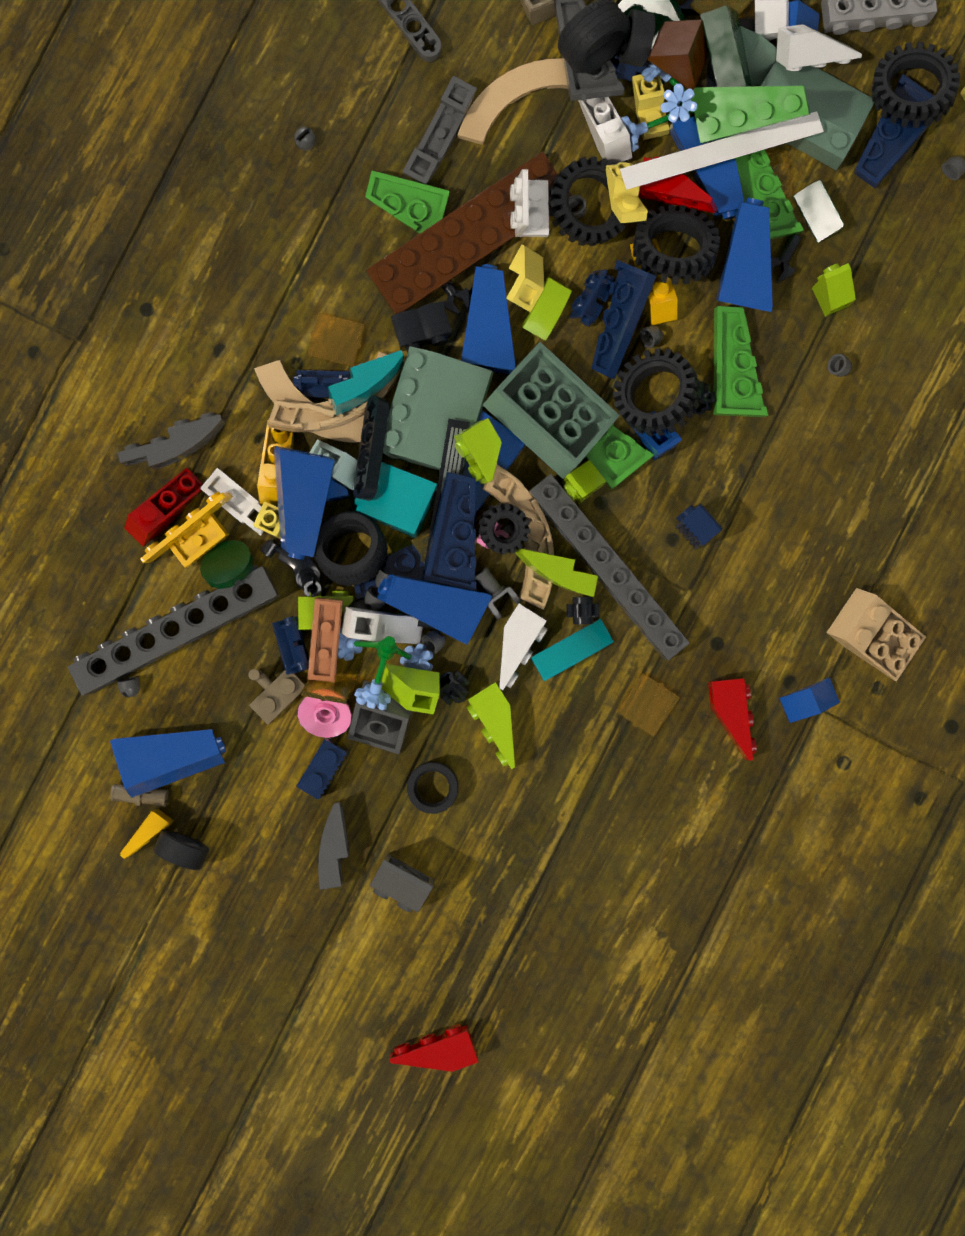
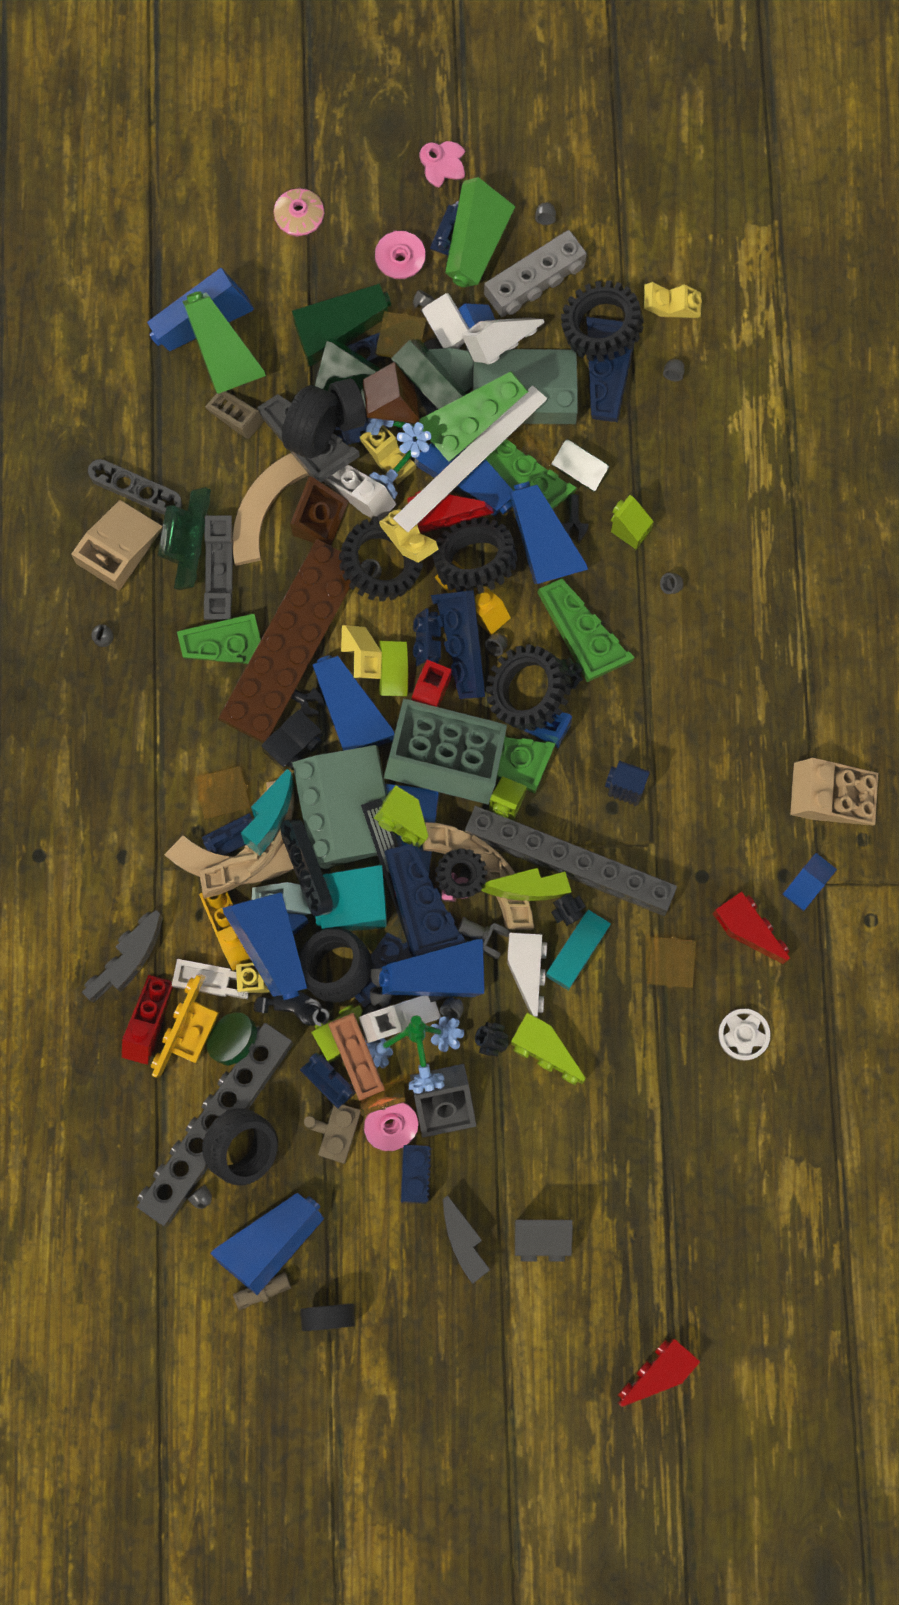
camera: 25 degrees left, 10 degrees down
(149, 829) = (287, 1320): yellow slope -> none
(176, 643) = (258, 1159): none -> black tyre
(360, 59) = (116, 544): none -> tan slope
(412, 688) = (457, 1056): lime slope -> none
(416, 800) = (541, 1129): black tyre -> none
(424, 84) = (183, 537): none -> clear green bracket
(531, 206) = (332, 589): white bracket -> none
(557, 128) = (318, 513): none -> reddish brown slope
(572, 342) = (432, 684): none -> red slope
(675, 802) = (744, 1034): none -> white wheel

